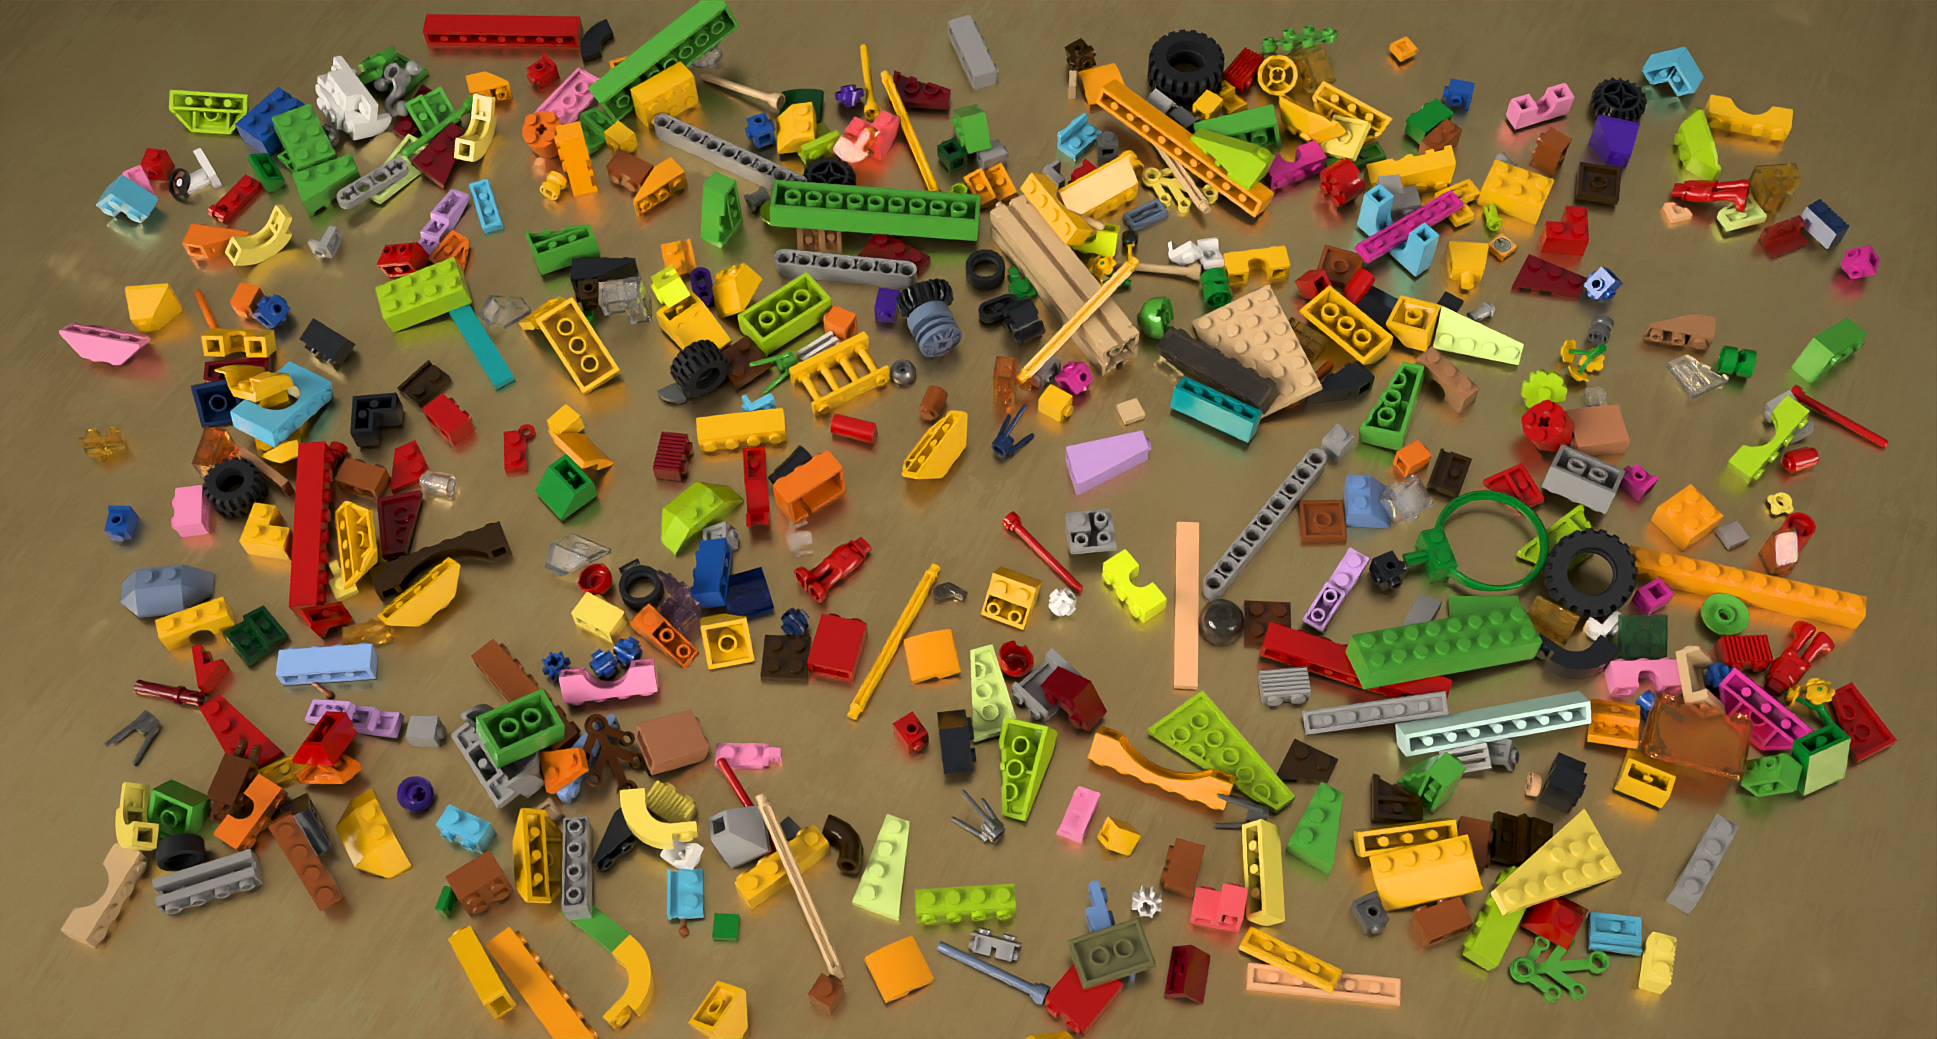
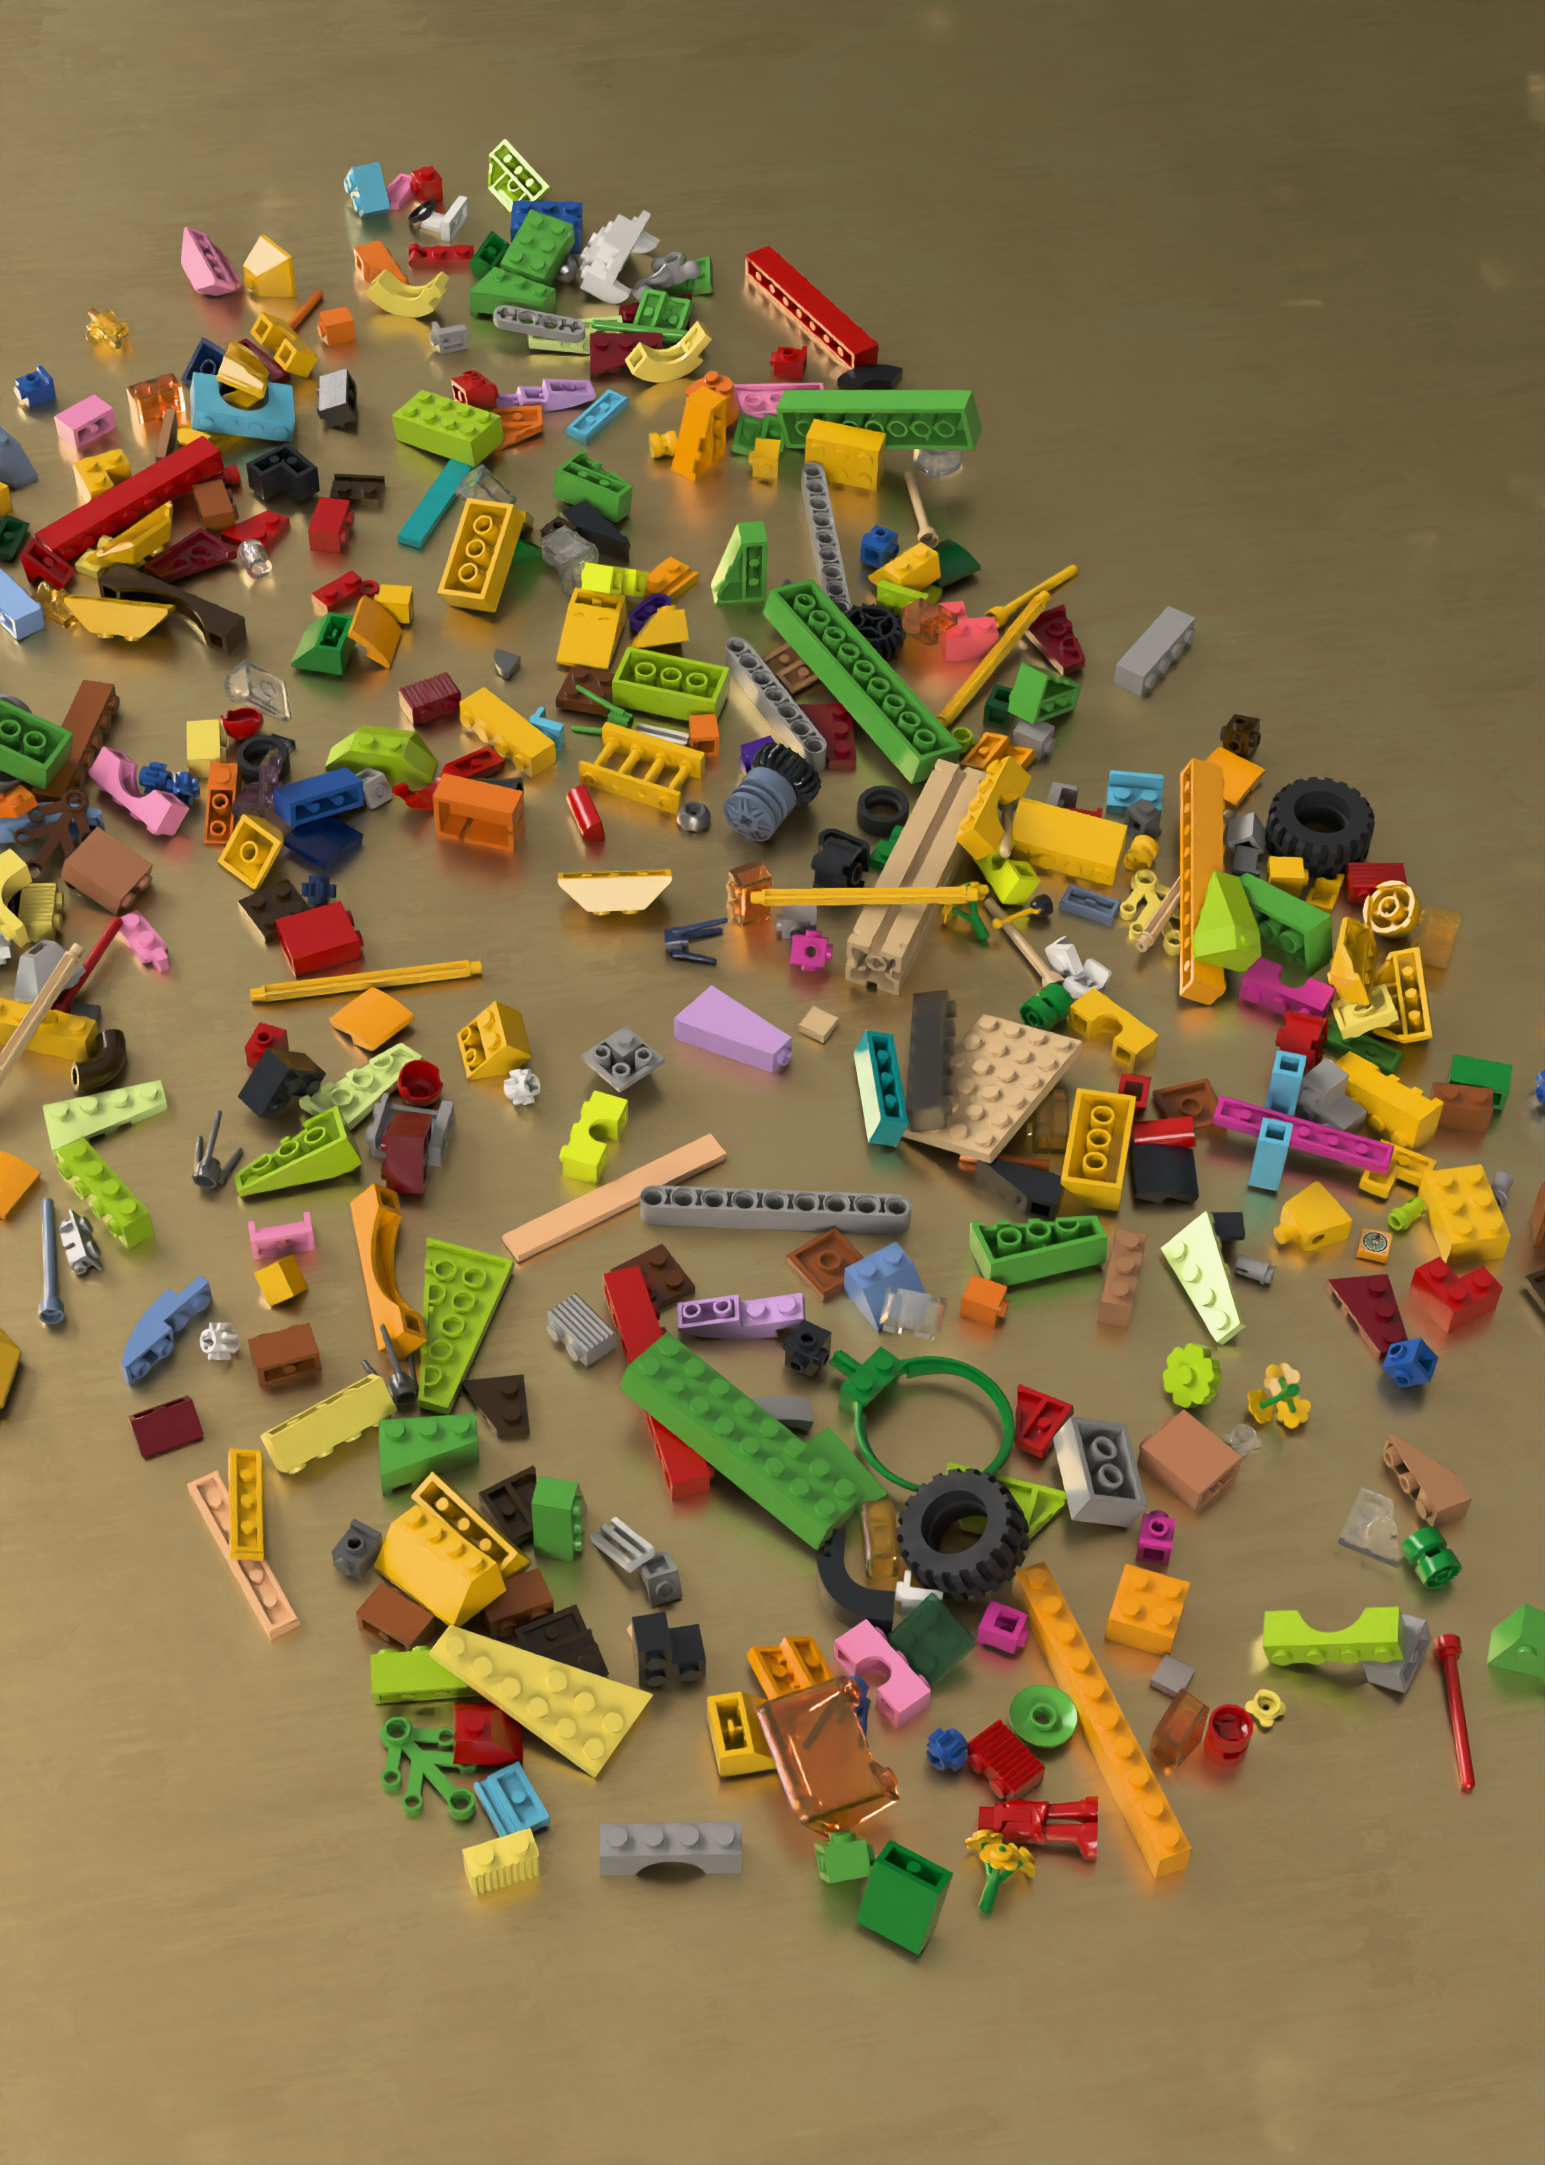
camera: 50 degrees right, 10 degrees down
(225, 476) = (131, 427): black tyre -> none
(271, 311) = (329, 342): blue brick -> none
(375, 65) = (682, 246): bright green slope -> none
(490, 85) = (729, 336): light orange slope -> none
(553, 660) = (129, 745): blue gear -> none
(628, 170) = (733, 487): dark orange brick -> none
(660, 184) = (726, 513): light orange slope -> none
(700, 368) = (541, 656): black tyre -> none
(798, 539) = (412, 837): clear piece -> none
(840, 561) = (421, 889): red piece -> none
(849, 95) = (995, 588): dark purple plate -> none
(932, 402) = (674, 856): dark orange brick -> none
(948, 590) = (461, 991): clear smoke arm -> none
(1013, 523) = (586, 998): red piece -> none
(1055, 403) = (766, 954): yellow brick -> none
(1072, 84) = (1198, 749): tan tile -> none
(1078, 1006) = (73, 1344): red brick -> none
(1111, 953) = (128, 1333): olive tile -> none
(1156, 317) = (959, 975): bright green cylinder -> none
(1219, 909) = (258, 1405): coral brick -> none
(1221, 622) = (616, 1236): clear smoke cylinder -> none
(1307, 39) = (1472, 906): bright green plant -> none
(1337, 443) = (939, 1220): light grey brick -> none
(1375, 713) = (611, 1427): light grey tile -> none
(1414, 322) = (1168, 1204): yellow slope -> none
(1449, 473) = (998, 1346): dark brown plate -> none
(1493, 723) = (690, 1546): light aqua brick -> none
(1547, 426) = (1141, 1400): red brick -> none
(1600, 329) = (1344, 1396): dark grey wheel -> none
(1691, 663) = (907, 1717): tan panel -> none
(1773, 723) = (933, 1805): dark pink wedge -> none
(1800, 459) = (1348, 1695): red brick -> none
(1860, 723) = (1011, 1940): red wing -> none

